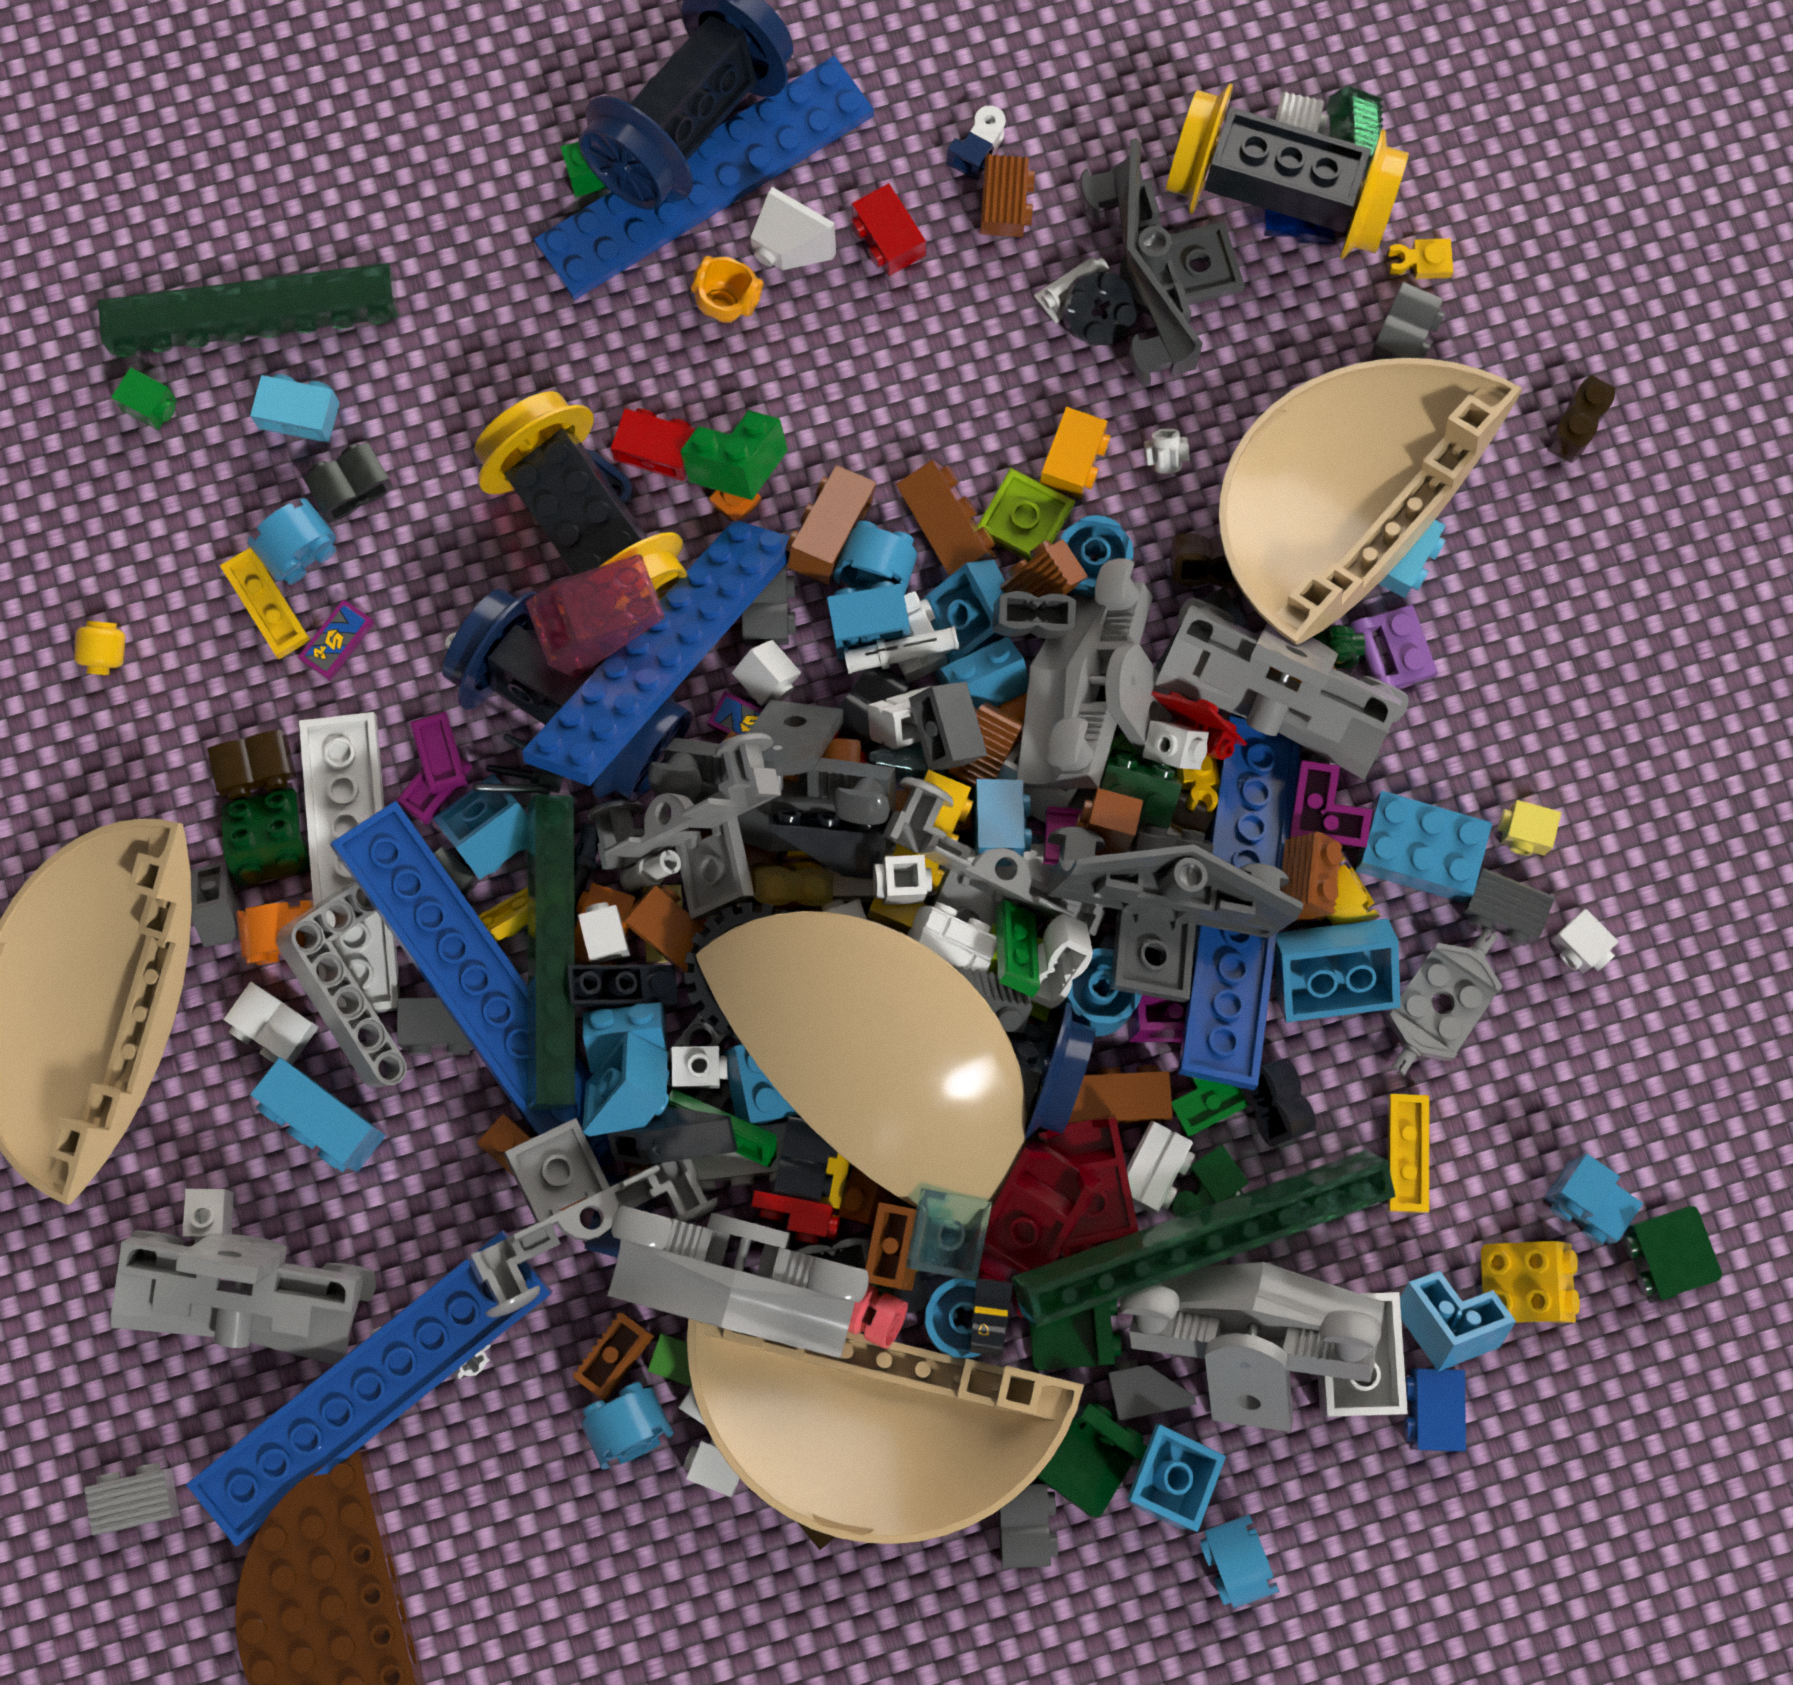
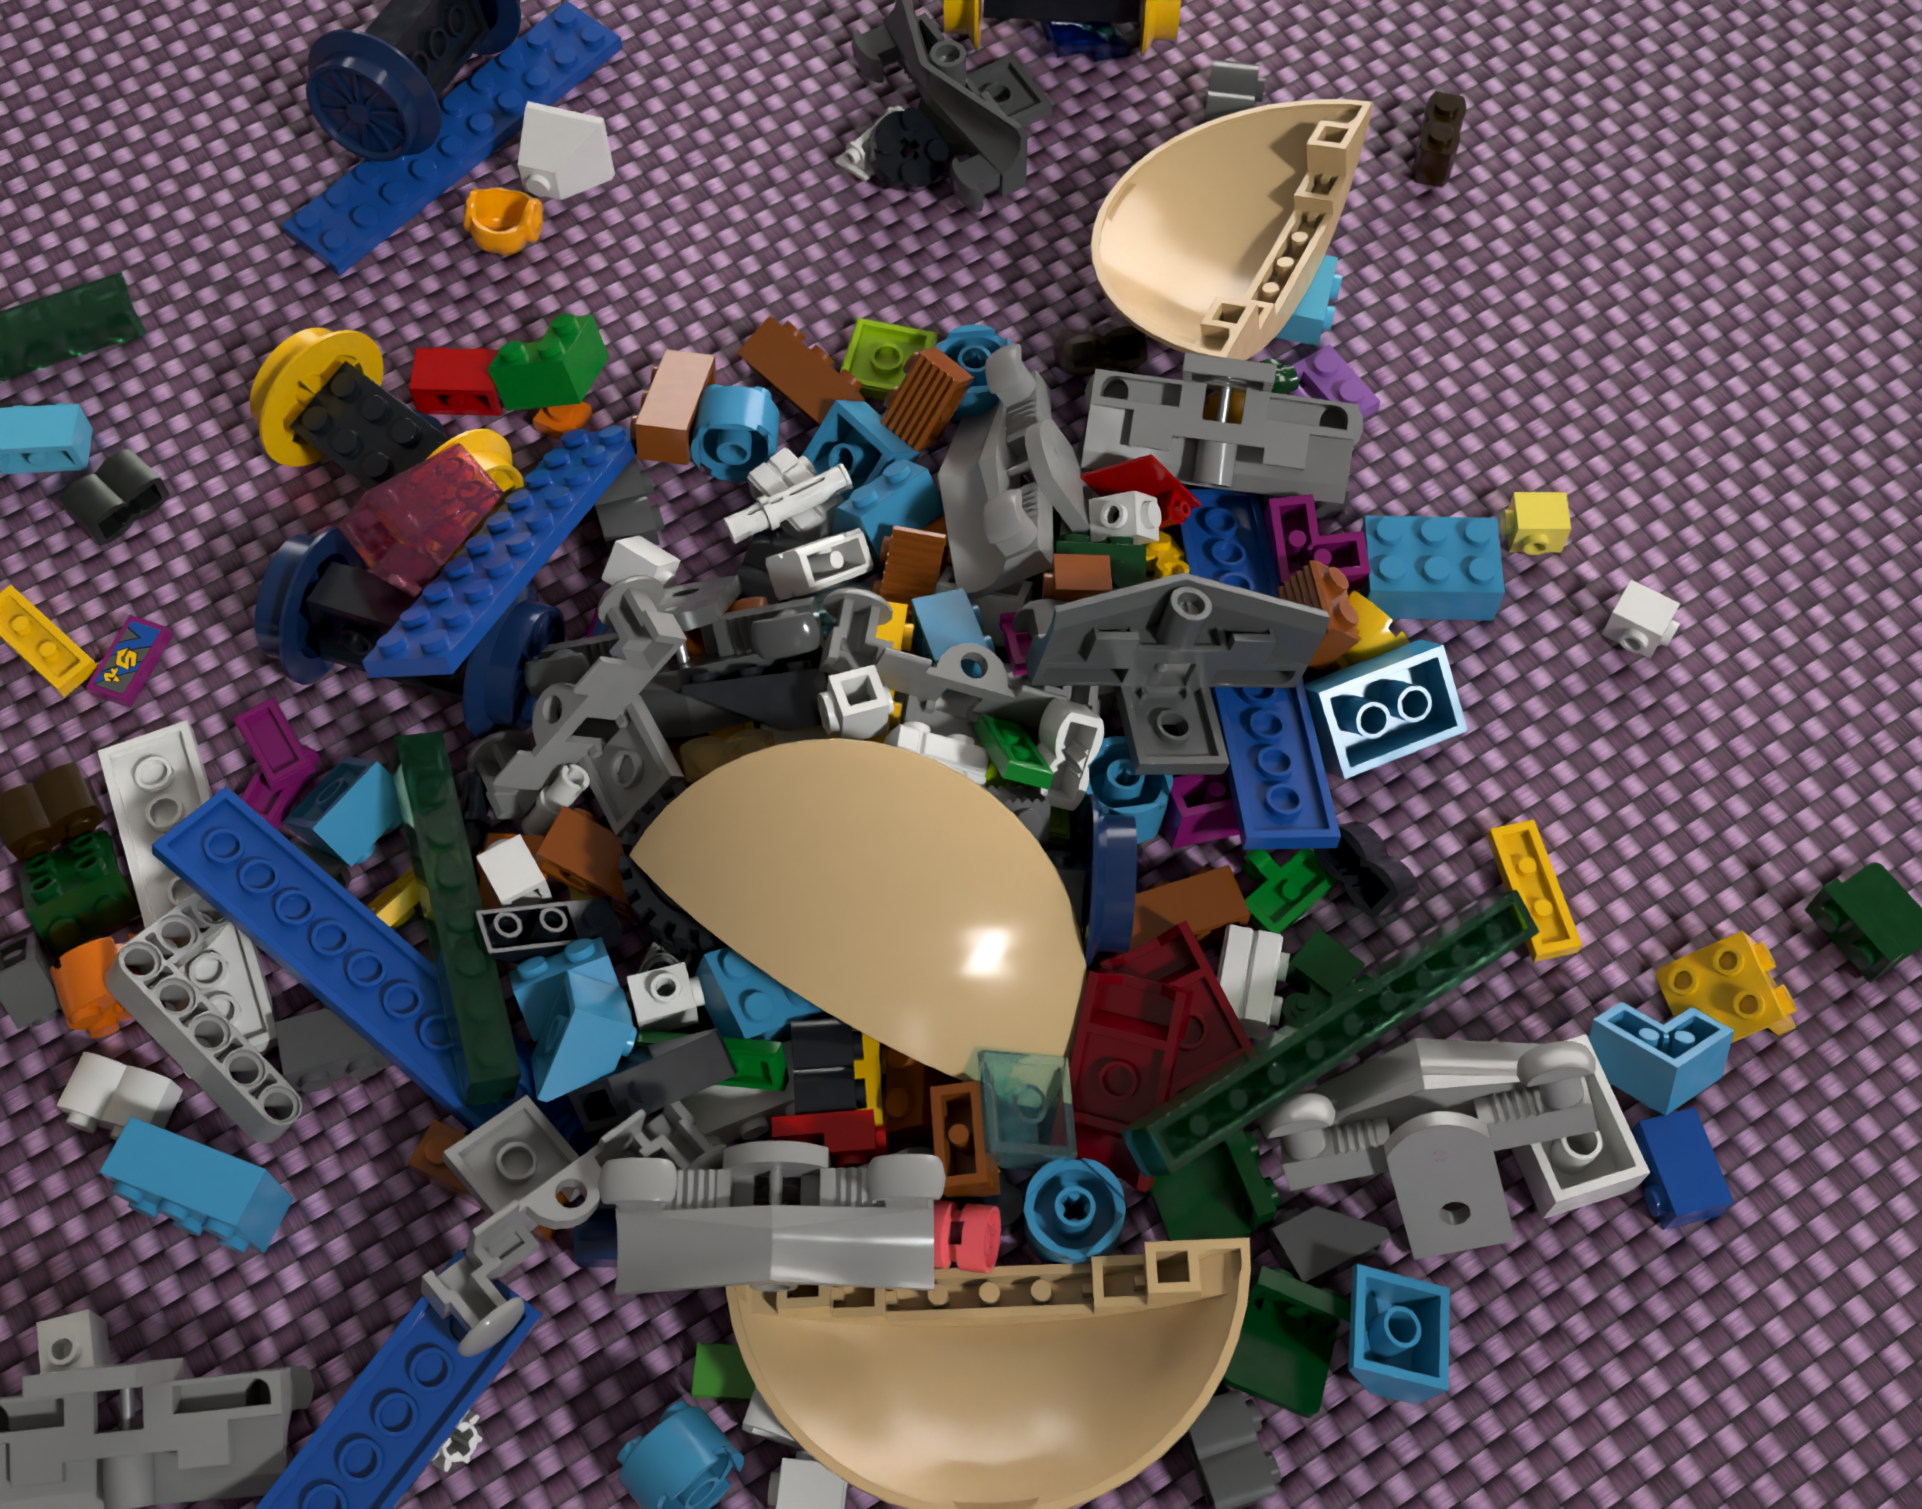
camera: 15 degrees left, 15 degrees down
(293, 541) = (57, 563): dark azure brick -> none
(543, 780) = (408, 725): black plant -> none
(580, 175) = (320, 151): green brick -> none
(613, 1356) = (641, 1381): dark orange brick -> none
(867, 616) = (736, 476): dark azure brick -> none
(887, 230) = (664, 134): red brick -> none
(947, 726) = (862, 547): dark grey brick -> none
(982, 140) = (739, 45): leg -> none
(990, 1316) = (1106, 1187): black leg -> none
(1005, 196) = (779, 79): dark orange brick -> none
(1023, 613) = (930, 421): dark grey brick -> none
(1074, 453) = (922, 285): light orange brick -> none
(1166, 451) = (1020, 262): white gear -> none
(1239, 1562) = (1512, 1417): dark azure brick -> none
(1427, 257) = (1227, 43): yellow plate -> none
(1468, 983) = (1516, 689): light grey plate -> none
(1508, 908) = (1545, 606): dark grey brick -> none
(1591, 1197) = (1759, 881): dark azure brick -> none

